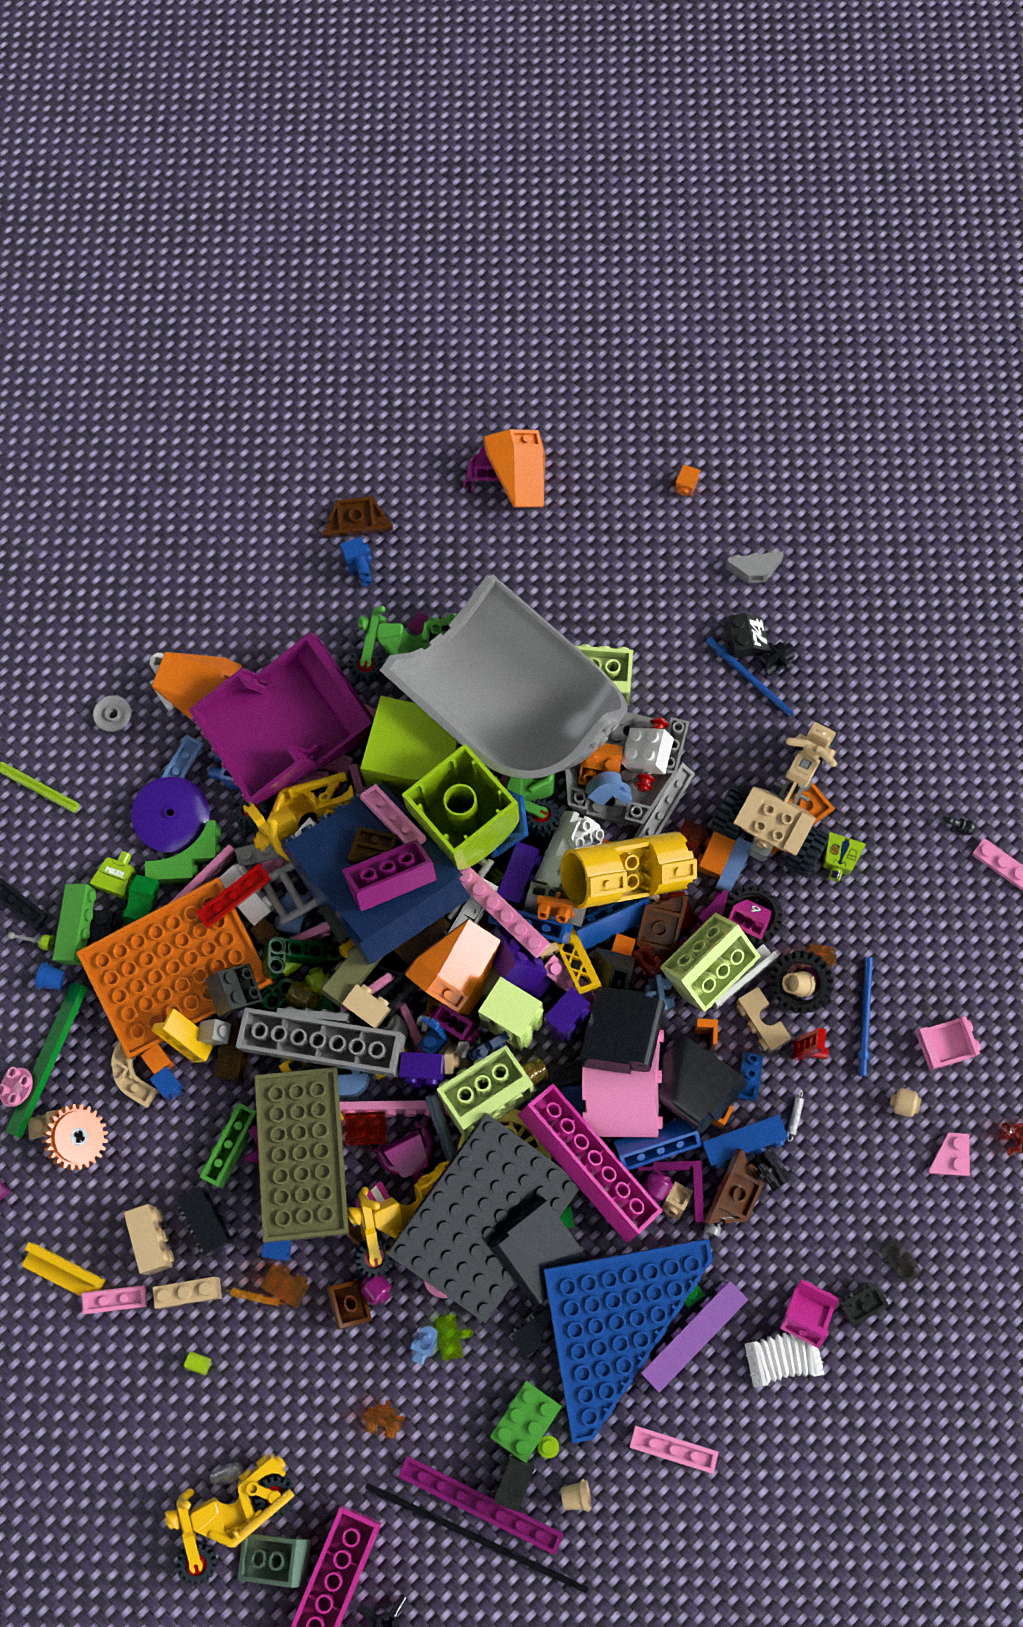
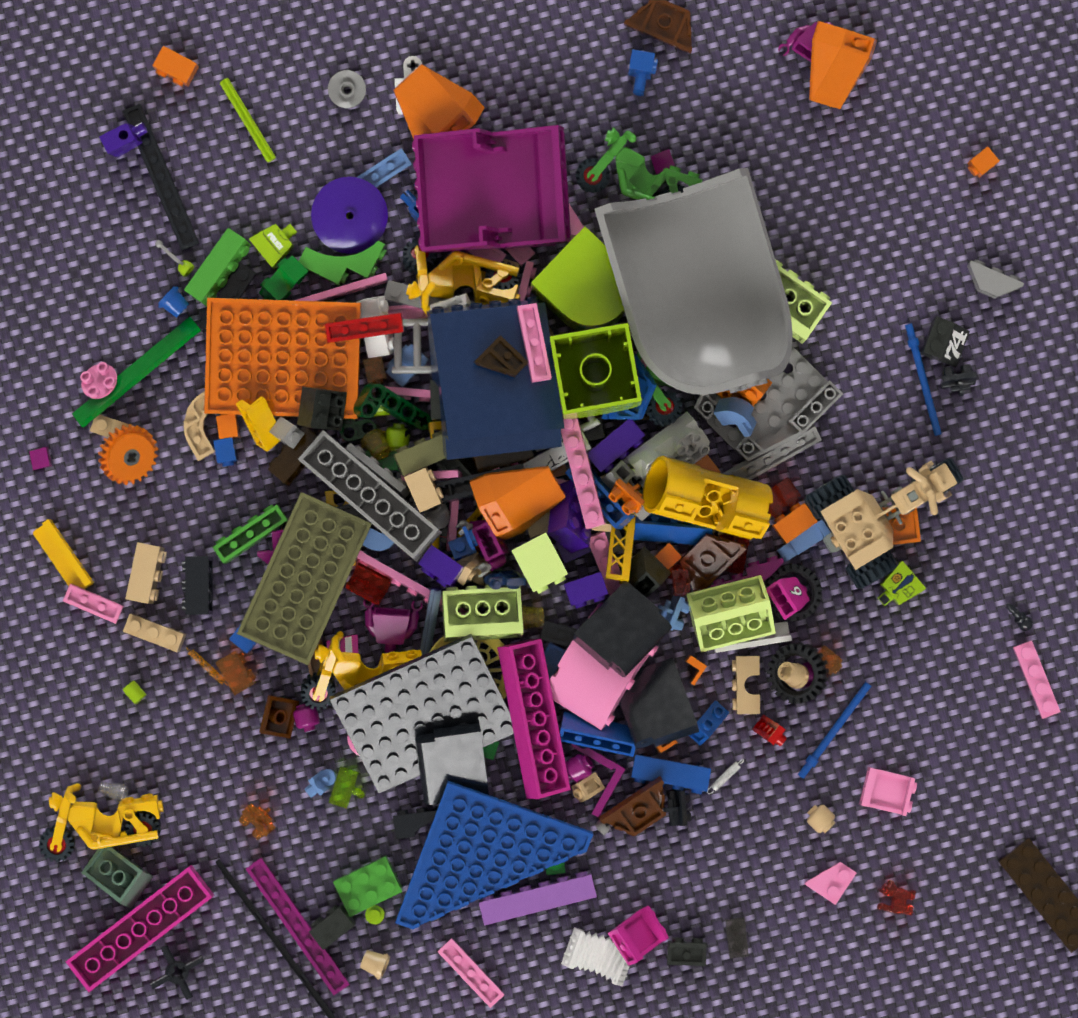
camera: 25 degrees right, 15 degrees up
(389, 875) = (502, 395): magenta slope -> none
(648, 752) = (790, 401): white brick -> none

